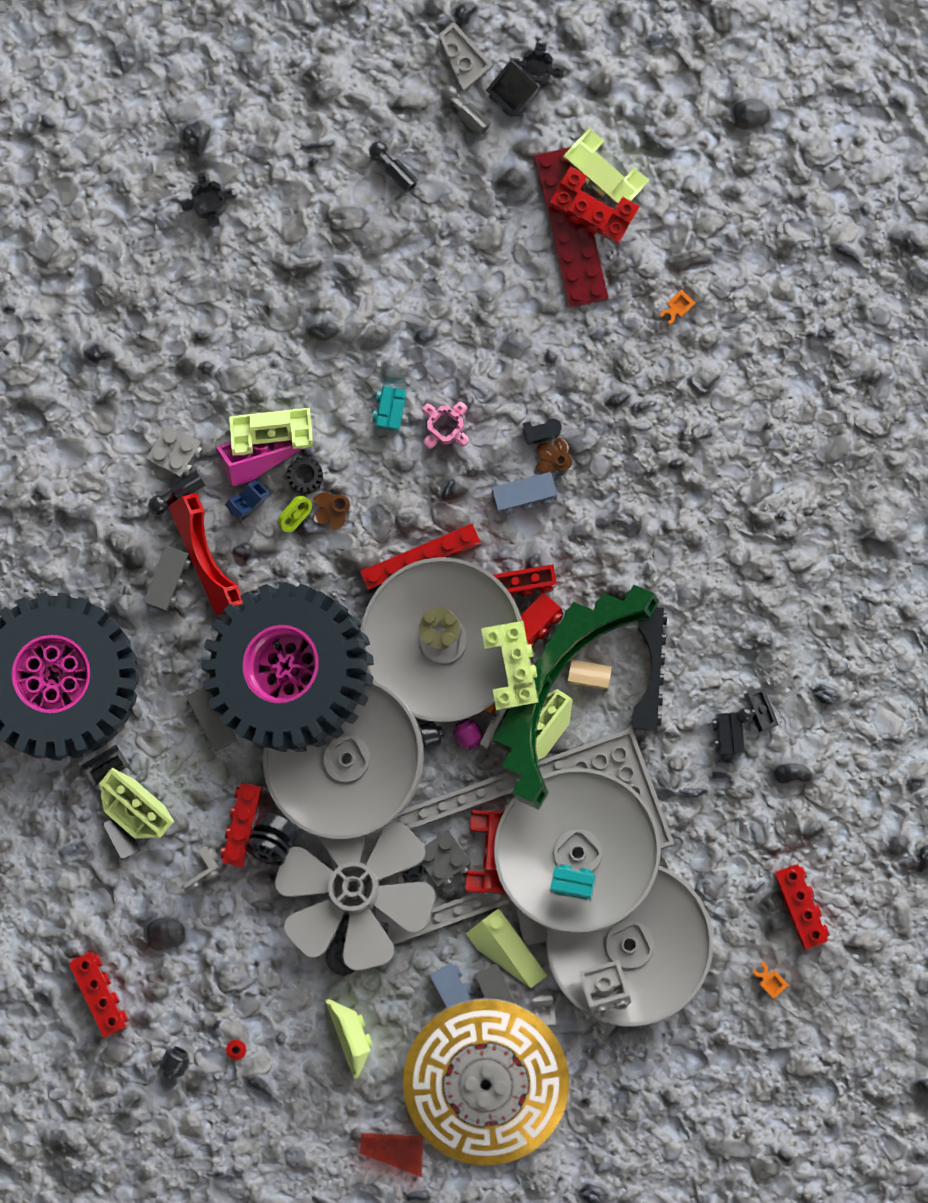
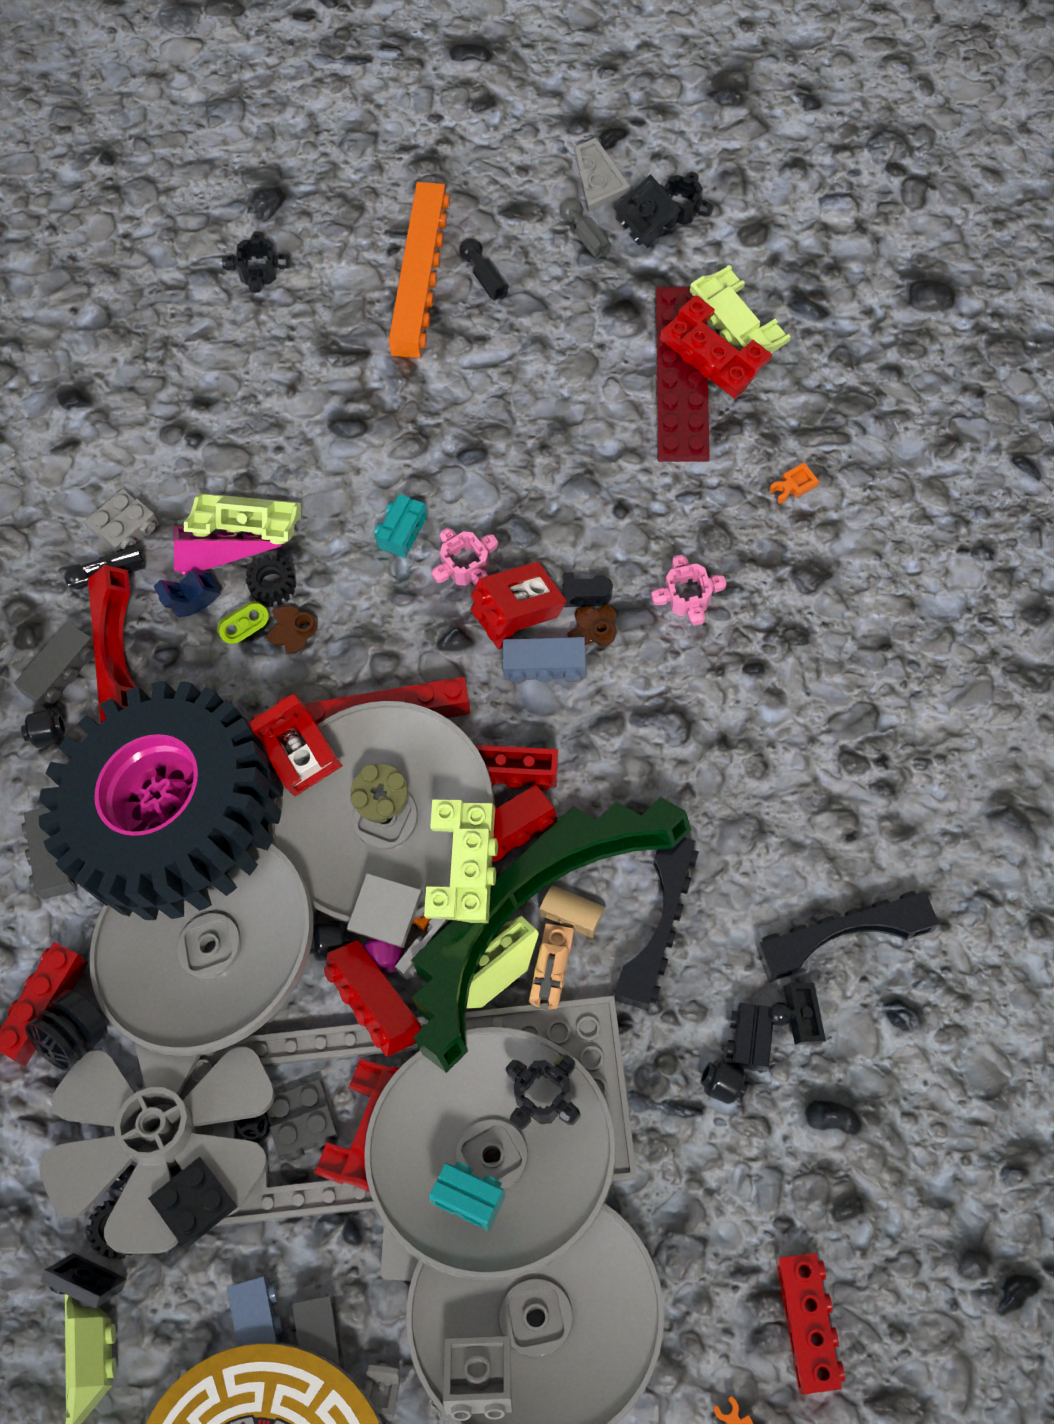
camera: 15 degrees right, 15 degrees down
(175, 629) = (43, 728): none -> black head
(336, 993) = (83, 1281): none -> black plate
(341, 178) = (418, 270): none -> orange brick
(358, 594) = (282, 727): none -> red brick
(396, 929) = (192, 1202): none -> black plate
(465, 709) = (385, 910): none -> light grey tile
(470, 769) = (371, 998): none -> red brick
(485, 464) = (515, 601): none -> red brick
(503, 945) = (349, 1270): yellowish green wedge -> none
(585, 716) = (551, 965): none -> light nougat plate
(607, 396) = (695, 606): none -> bright pink piece
(610, 793) = (560, 1105): none -> black piece
(717, 767) = (724, 1081): none -> black head
(815, 628) = (903, 918): none -> black arch

